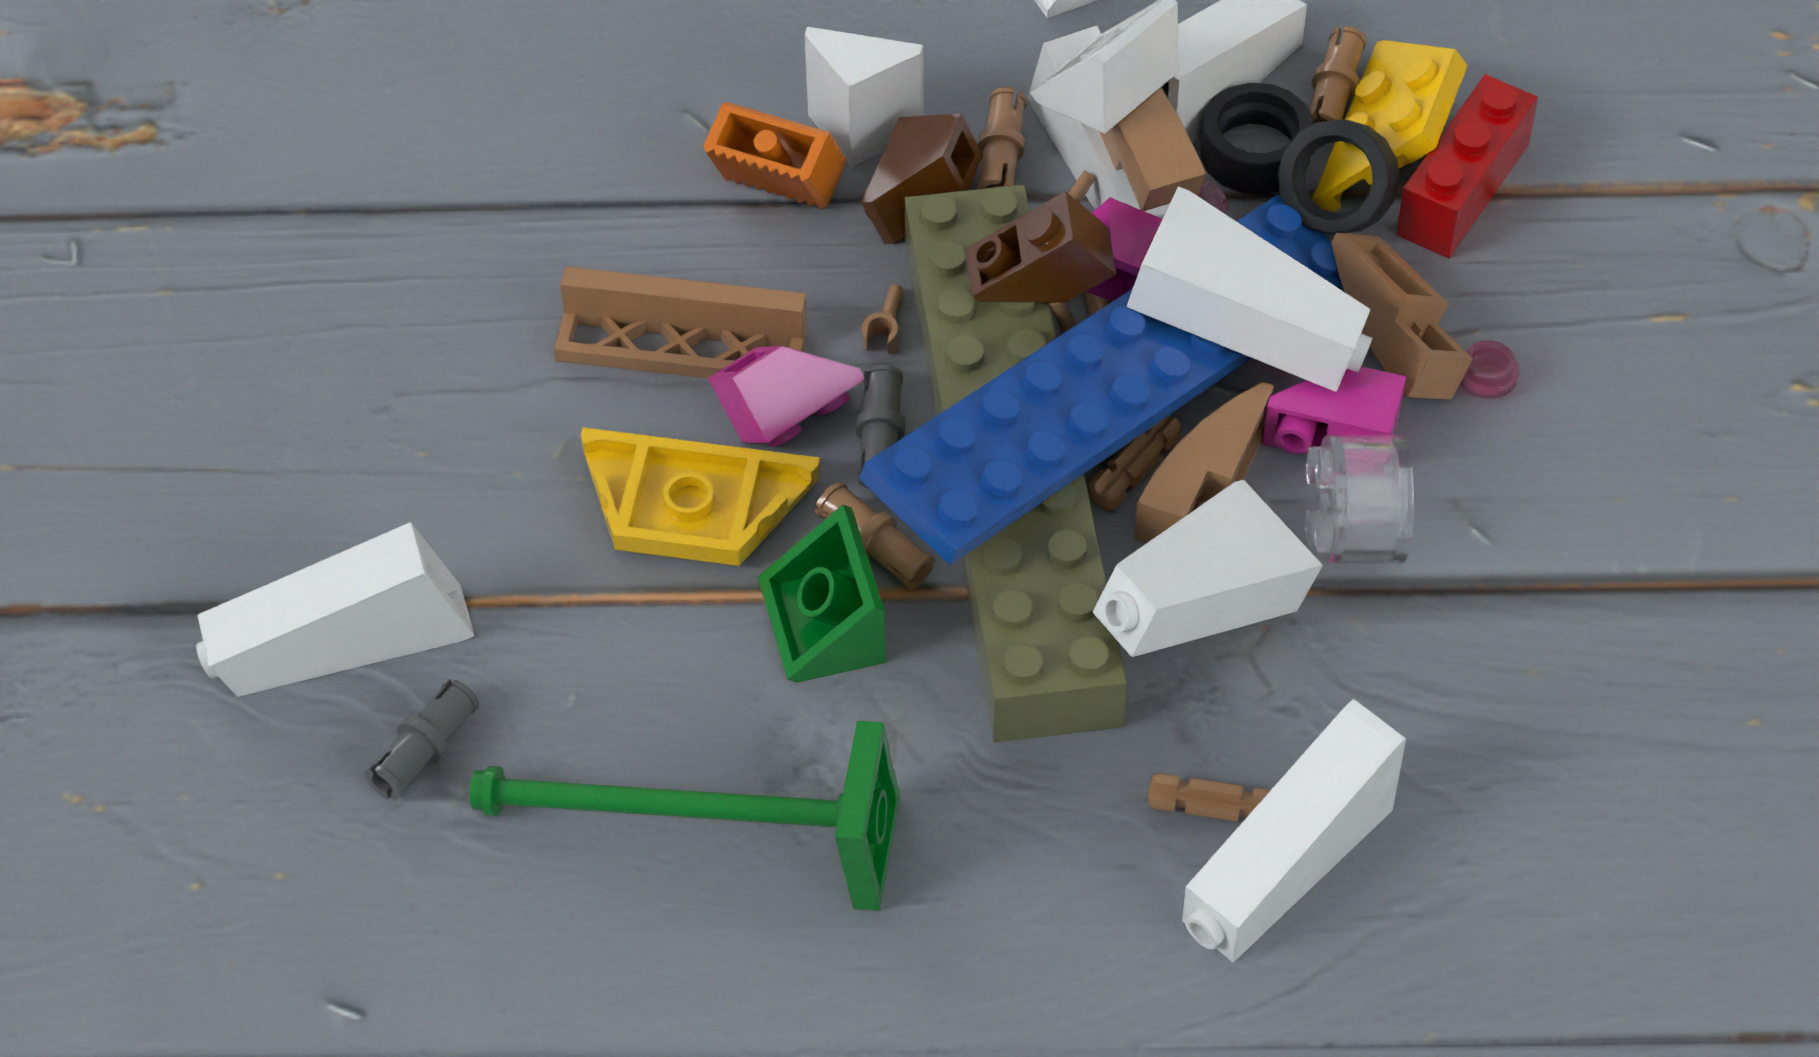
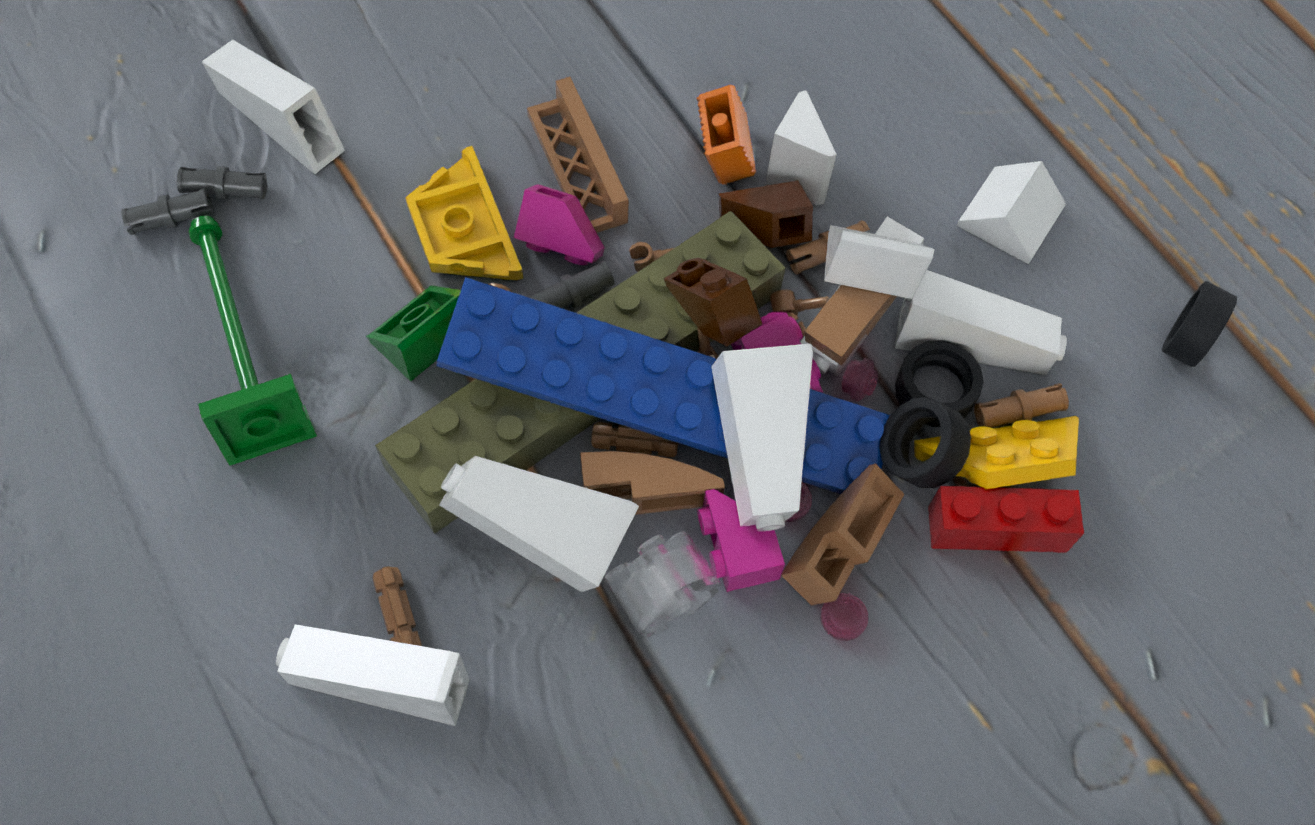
camera: 55 degrees right, 10 degrees up
(424, 822) = (167, 211): none -> dark grey pin

